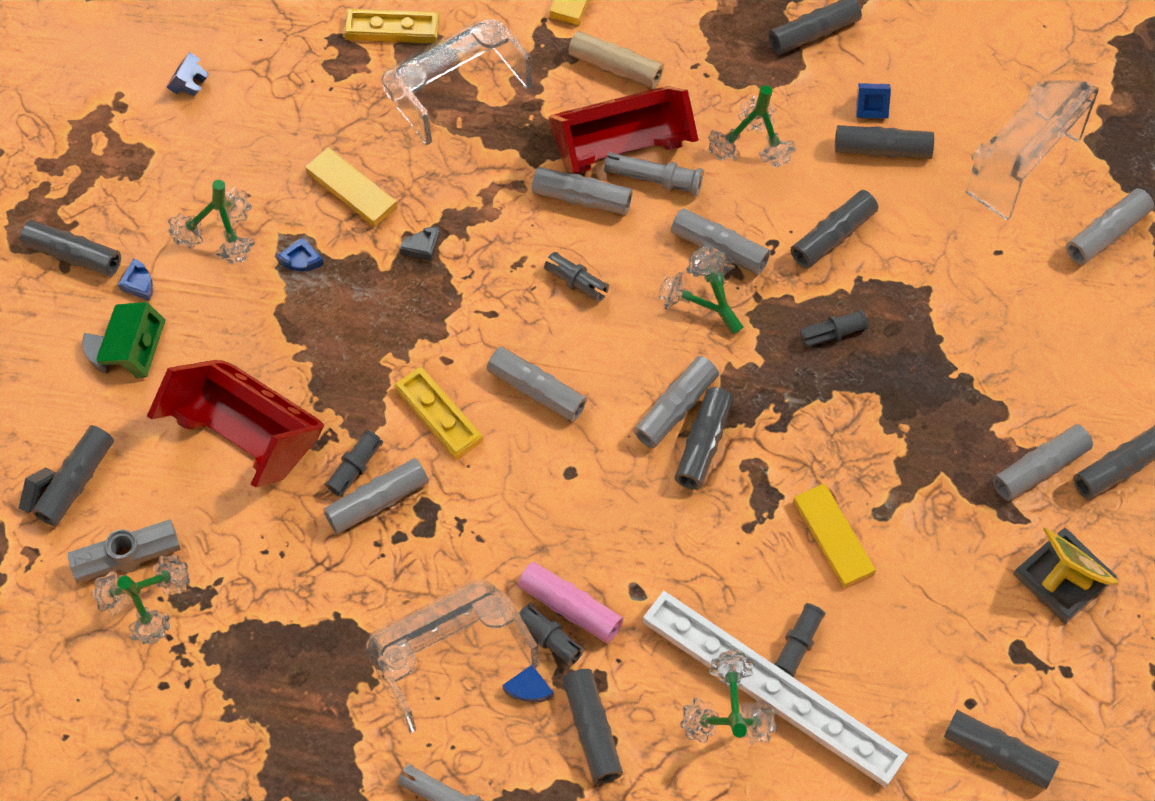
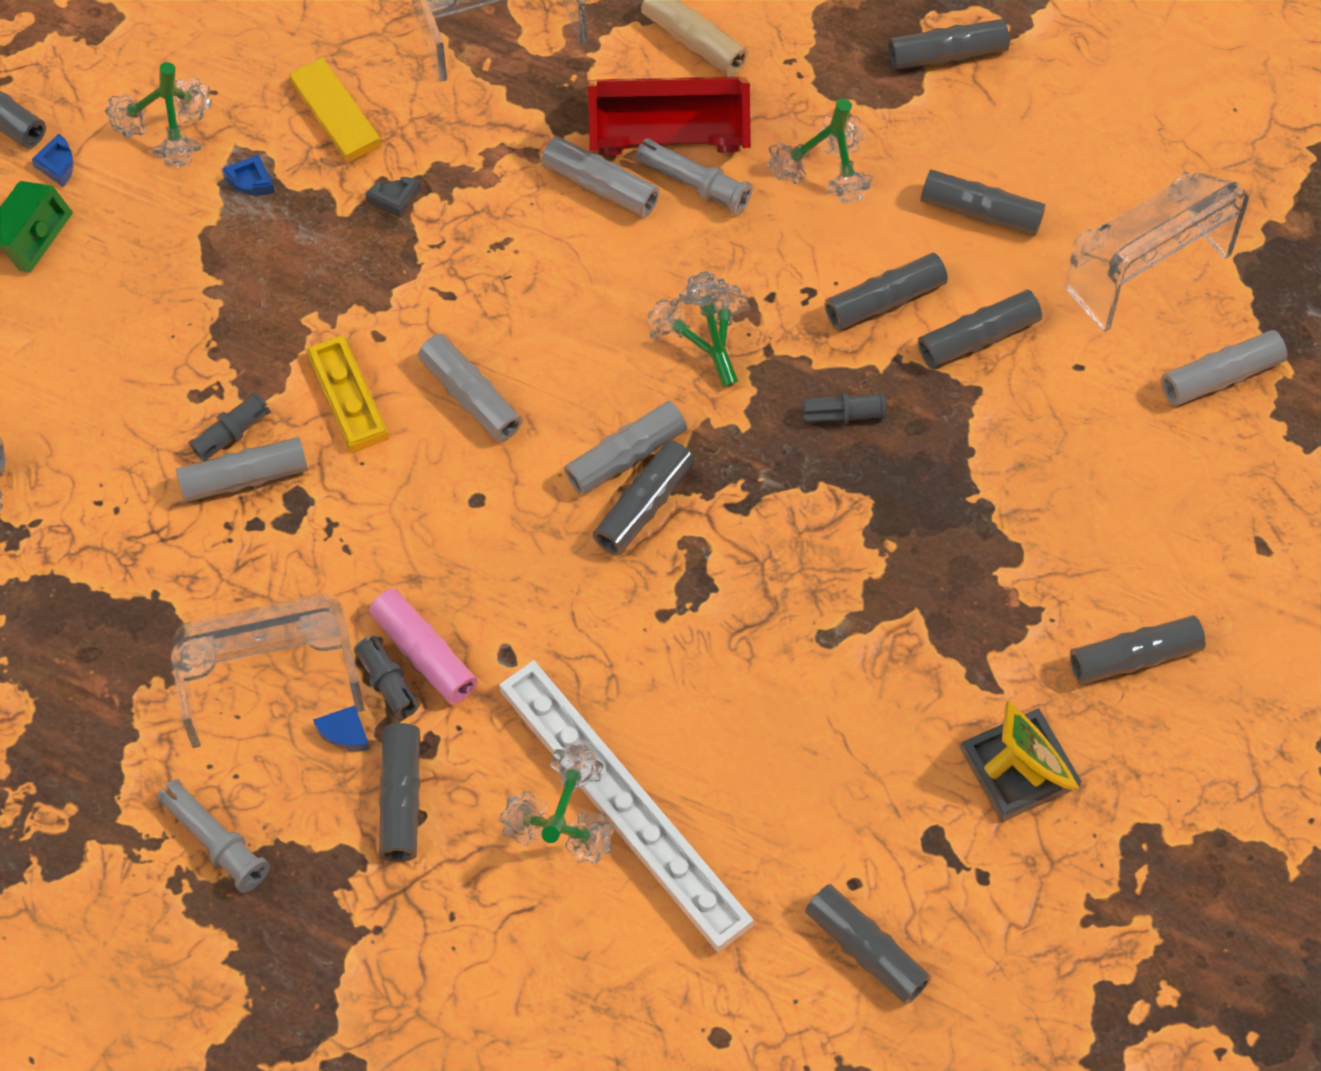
camera: 15 degrees right, 0 degrees up
(242, 412) = (120, 333): red windscreen -> none
(576, 276) = (559, 275): dark grey pin -> none
(711, 234) = (740, 269): light grey axle -> none
(800, 639) = (675, 757): dark grey pin -> none
(834, 536) = (759, 649): yellow tile -> none
(873, 100) = (986, 150): blue tile -> none
(916, 241) = (980, 328): none -> dark grey axle
(1042, 462) = (1039, 626): light grey axle -> none

